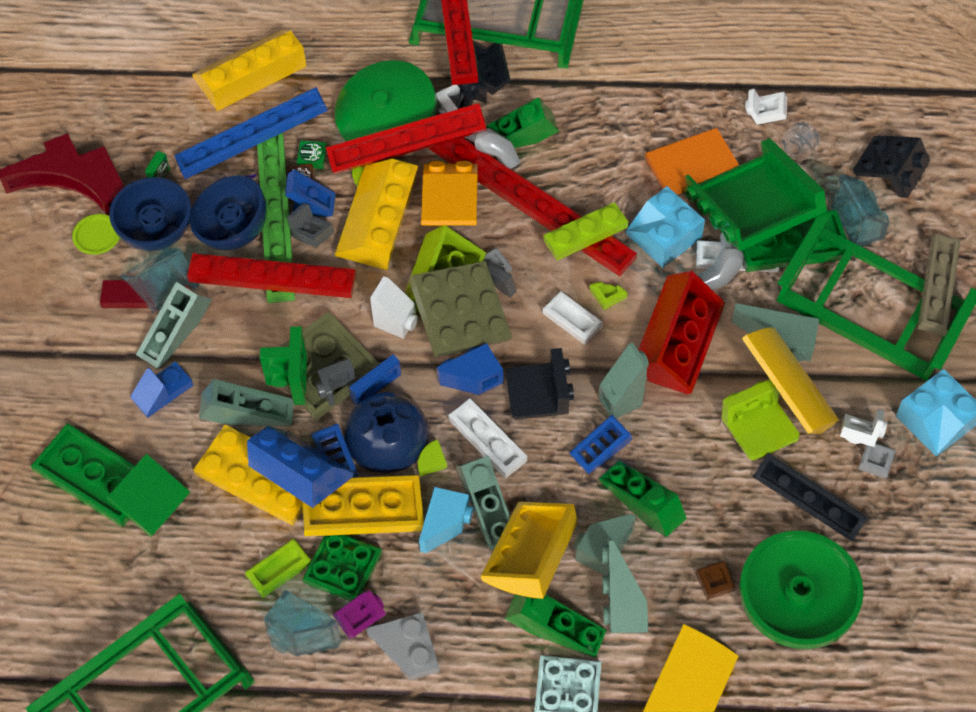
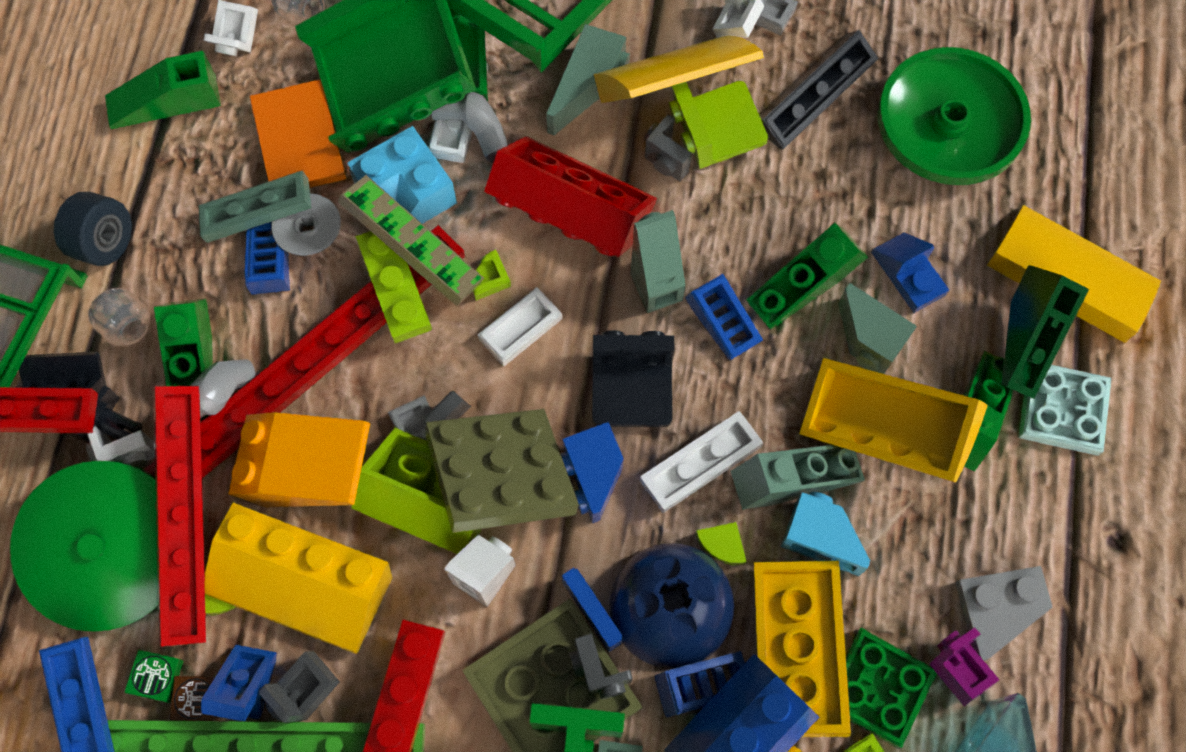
camera: 85 degrees left, 10 degrees up
(537, 84) = (119, 317): none -> clear head
(591, 169) = (269, 281): none -> blue slope
(595, 60) = (92, 228): none -> black wheel
(615, 232) = (410, 240): none -> tile
(619, 648) = (1037, 327): none -> dark green slope
(622, 168) = (326, 223): none -> light grey piece
(626, 603) = (968, 315): sand green slope -> none
(629, 144) = (254, 206): none -> sand green tile
(663, 572) = (910, 271): none -> blue slope
(707, 79) = (164, 90): none -> green slope
(715, 580) = (922, 213): reddish brown tile -> none
(730, 384) = (664, 153): none -> dark grey bracket

